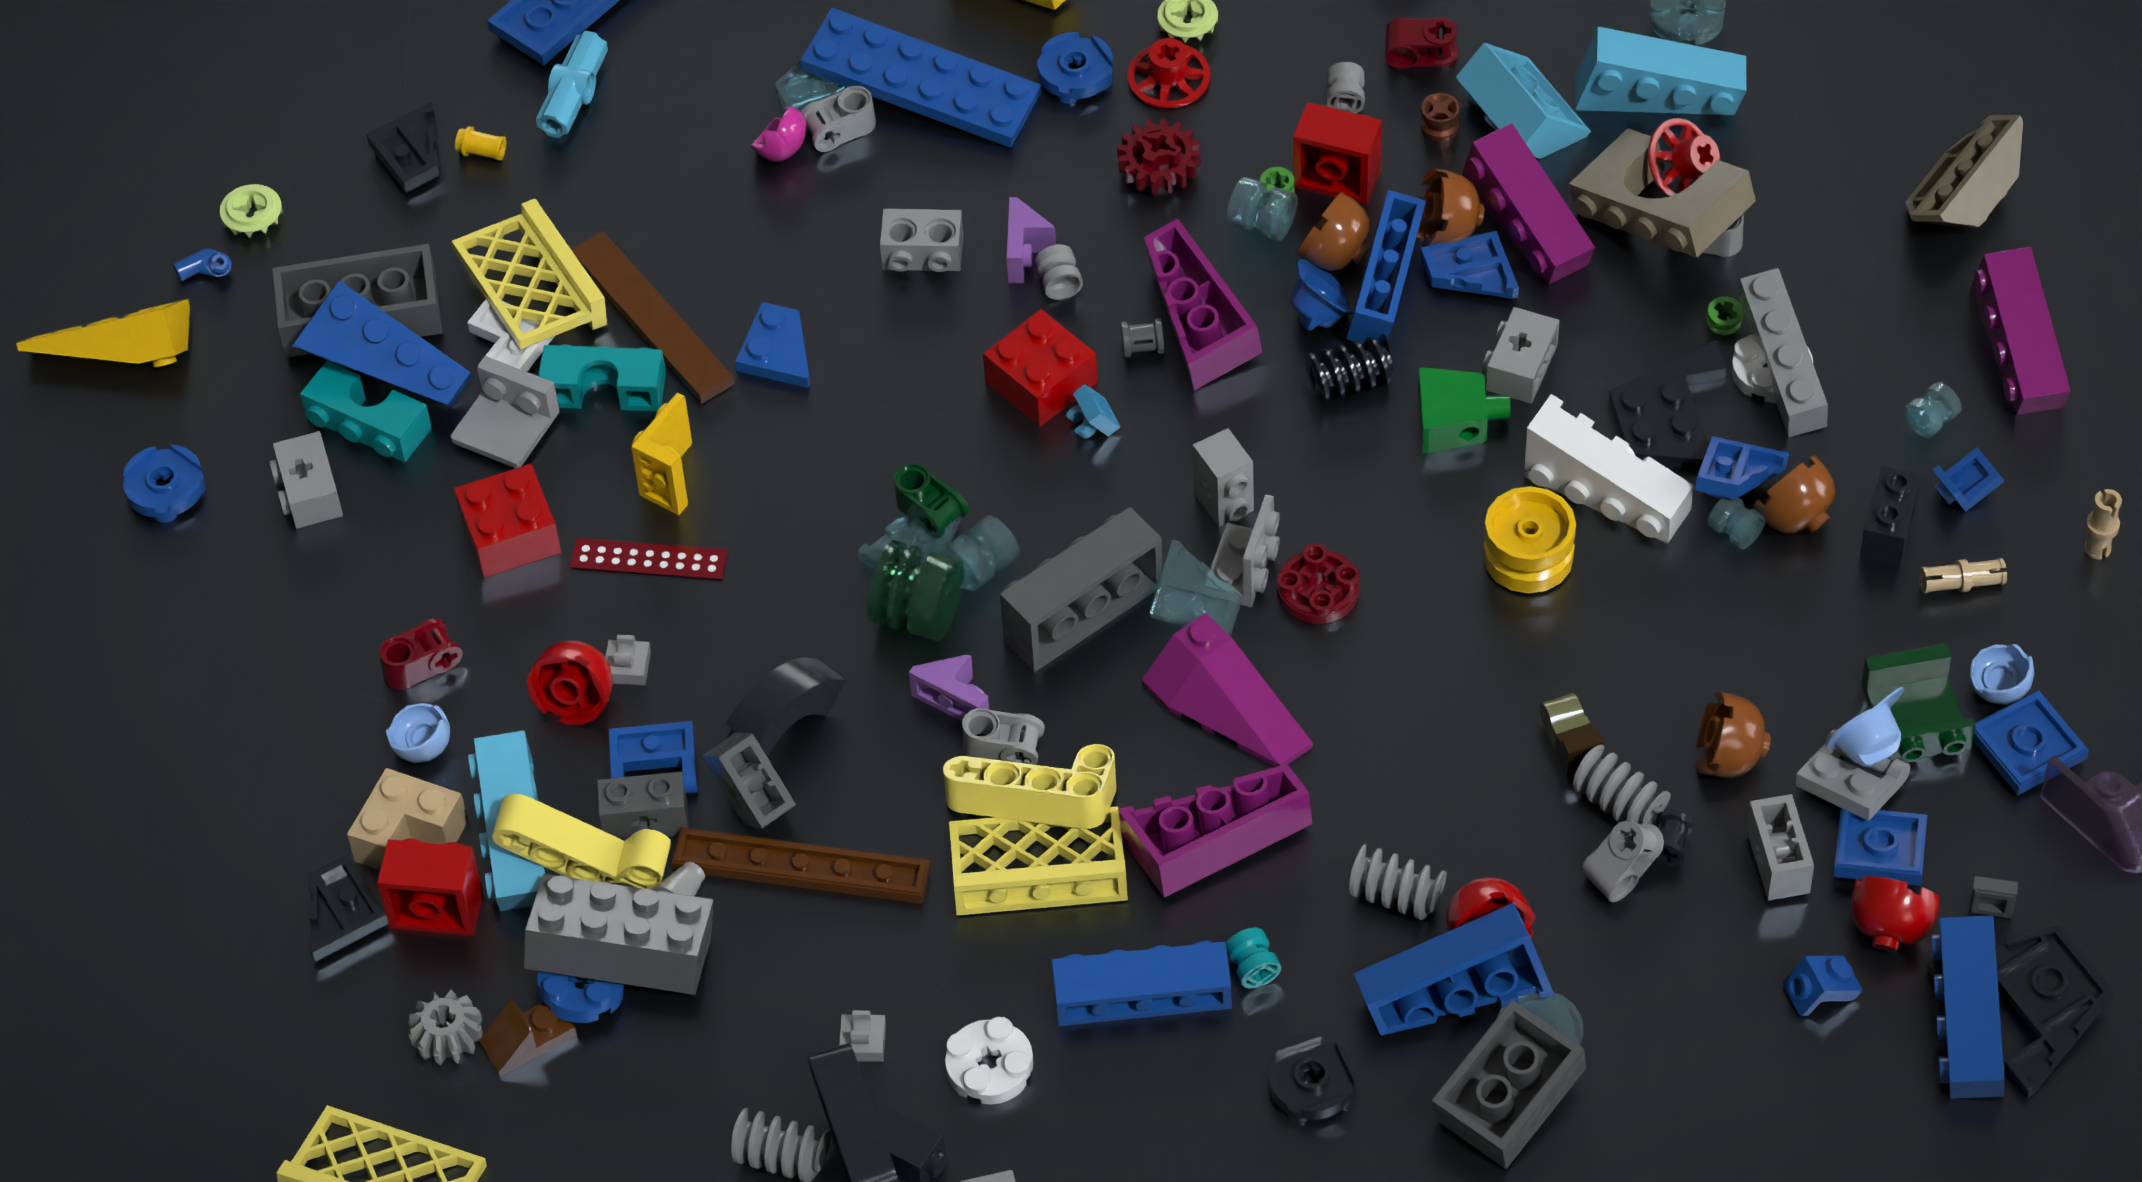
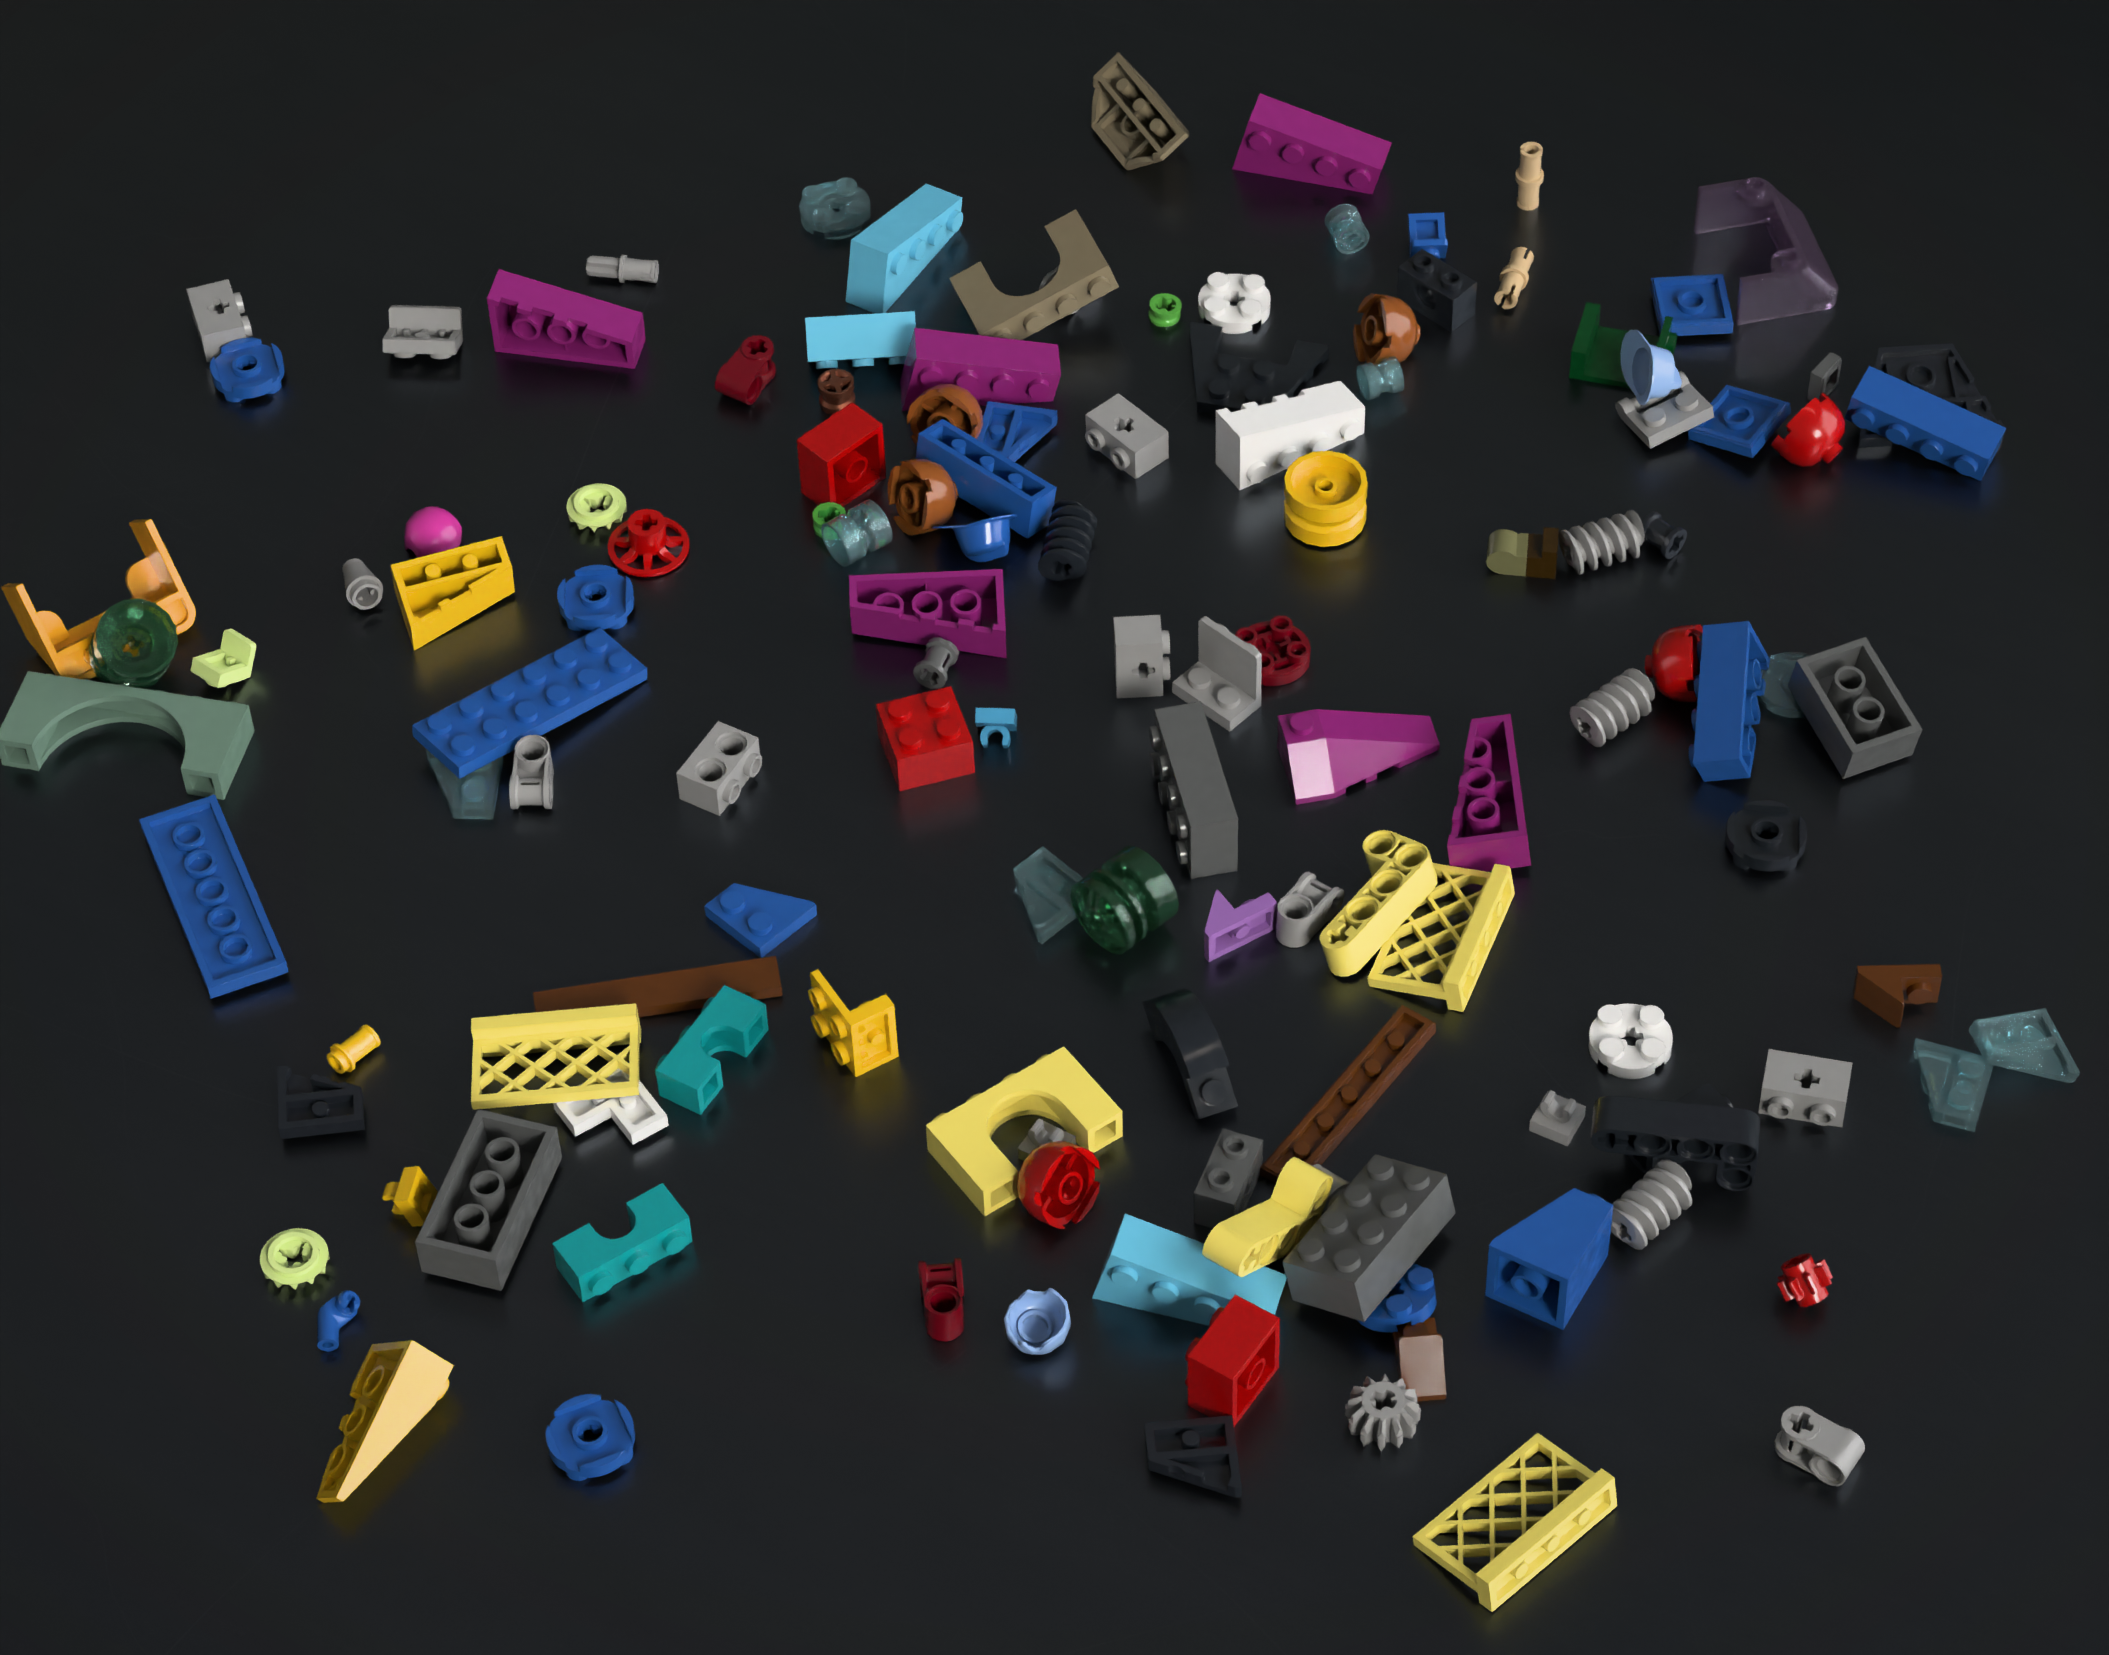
camera: 65 degrees left, 5 degrees down
(307, 480) = (674, 1315): light grey brick -> none
(342, 244) = (411, 1195): none -> yellow tile
(373, 343) = (572, 1187): blue wedge -> none
(402, 810) = (1127, 1363): tan brick -> none
(507, 414) = (704, 1133): light grey bracket -> none
(507, 520) = (833, 1173): red brick -> none
(571, 84) = (336, 954): medium azure piece -> none
(598, 596) = (1049, 1088): none -> light yellow arch
(648, 558) = (933, 1094): dark red sticker -> none
(654, 748) = (1161, 1157): blue plate -> none
(669, 1088) = (1551, 1257): none -> blue slope
(749, 780) = (1259, 1085): dark grey brick -> none
(782, 136) = (523, 822): dark pink hair -> none
(931, 503) = (1029, 857): dark green piece -> none
(985, 549) = (1097, 839): clear light blue wheel -> none
(1026, 235) = (767, 699): medium lavender slope -> none
(1059, 272) = (824, 690): light grey wheel -> none
(1142, 983) = (1615, 907): blue brick -> none
(1159, 156) = (744, 579): dark red gear -> none
(1190, 590) = (1242, 727): clear light blue wing -> none
(1253, 958) = (1632, 827): teal wheel -> none
(1345, 87) = (762, 435): light grey wheel -> none
(1456, 409) = (1151, 497): green torso -> none
(1622, 858) = (1673, 568): light grey piece -> none
(1688, 157) = (1008, 253): red wheel -> none
(1731, 737) = (1591, 460): dark orange cylinder -> none
(1737, 468) = (1335, 353): blue wing -> none
(1780, 847) = (1715, 470): light grey brick -> none
(1786, 353) = (1206, 266): light grey arch -> none
(1821, 980) = (1846, 505): blue bracket -> none
(2001, 674) = (1625, 289): light blue hair -> none

